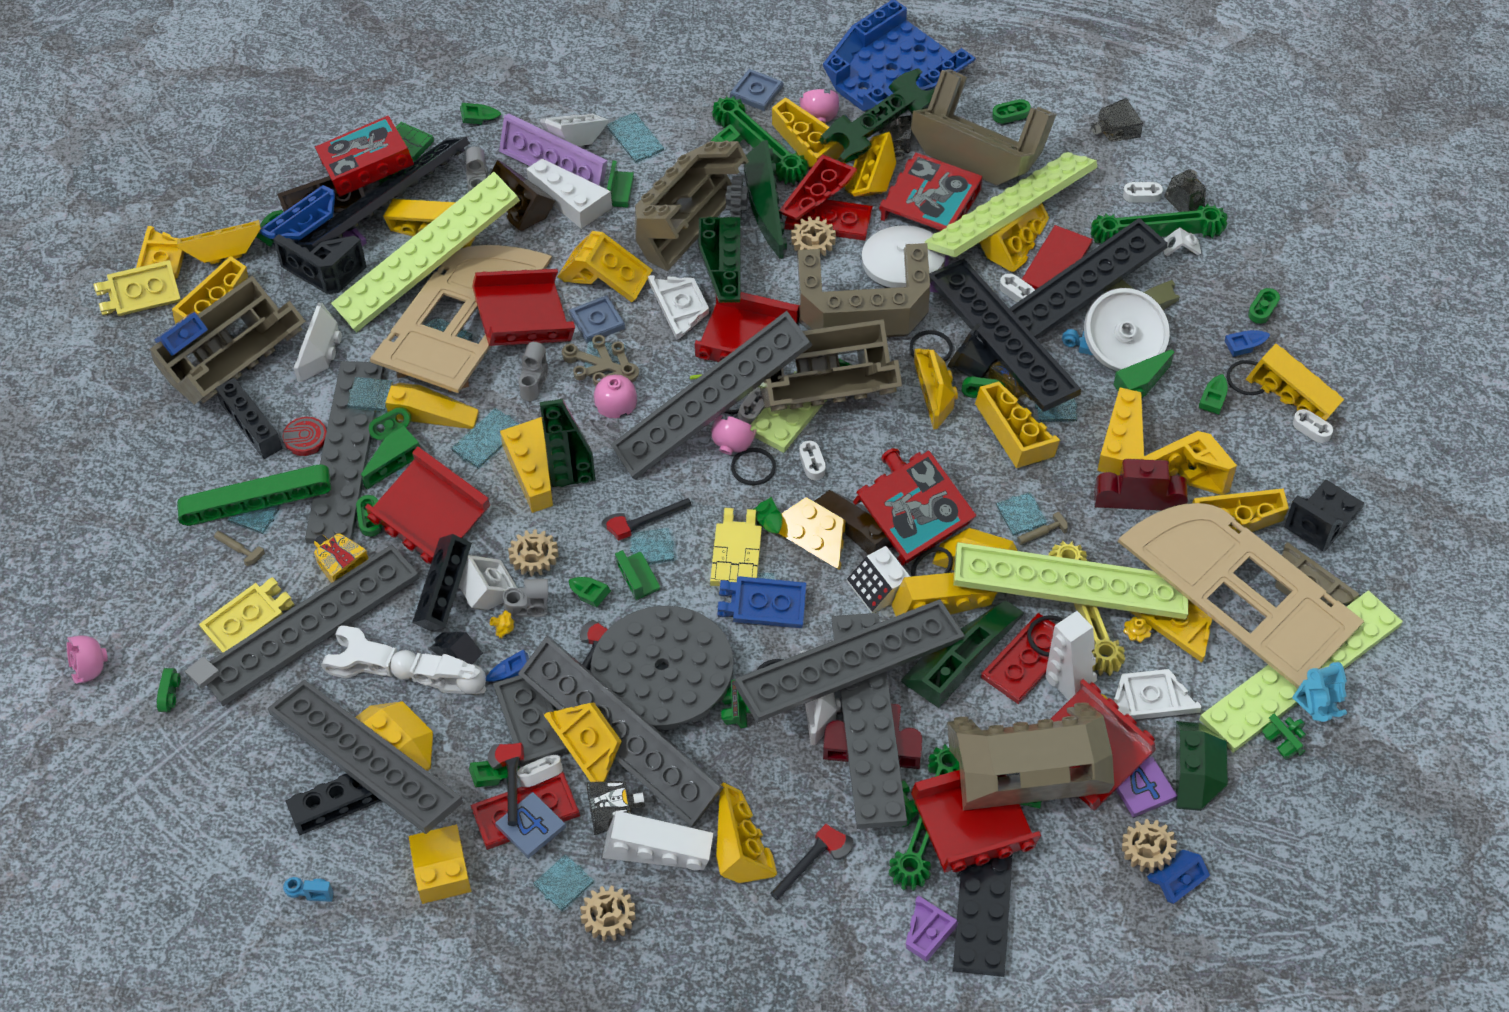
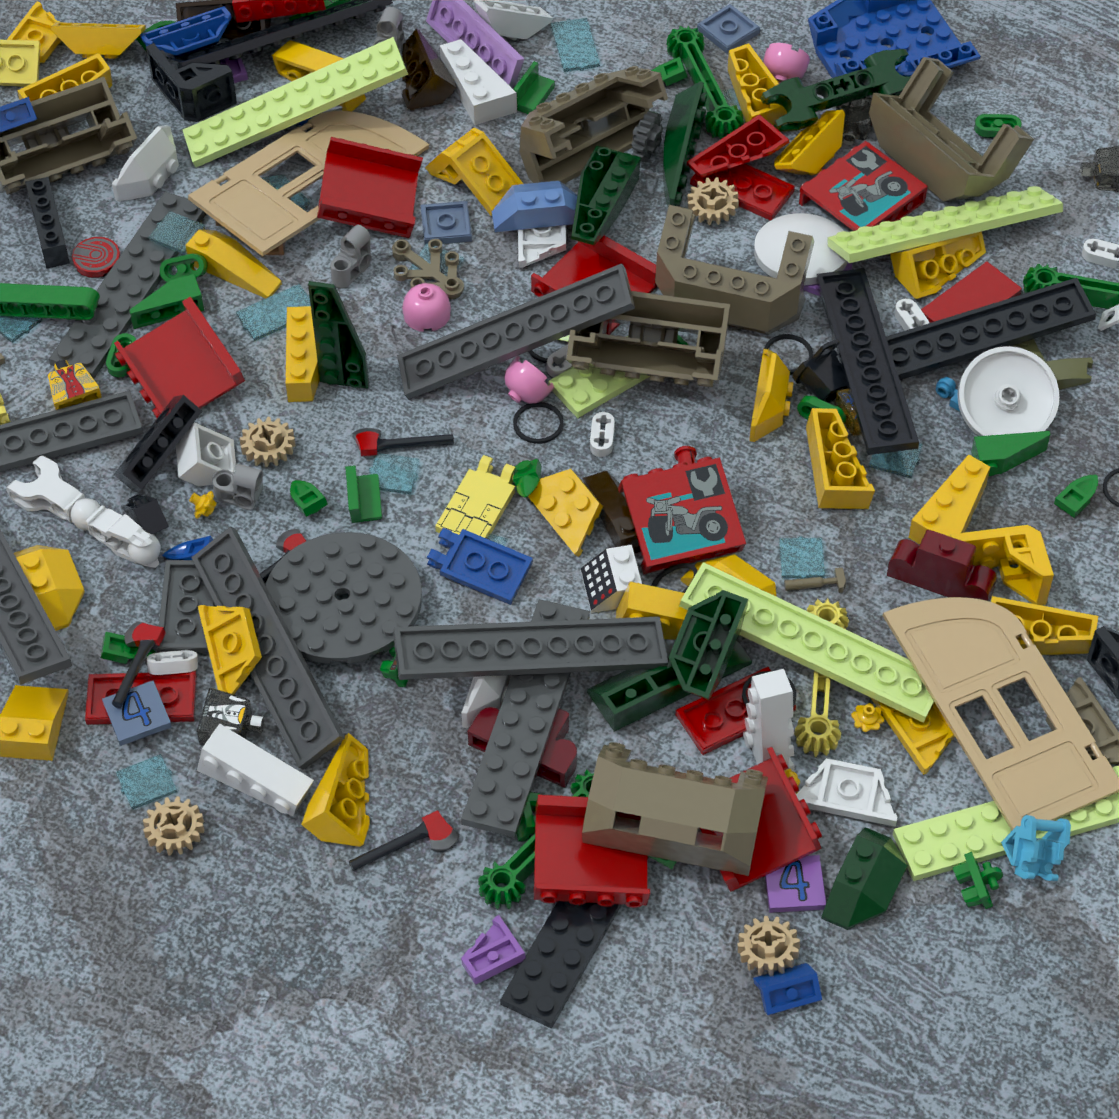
camera: 20 degrees right, 0 degrees up
(671, 283) = (535, 207): none -> medium blue wedge
(992, 608) = (707, 642): none -> dark green wedge

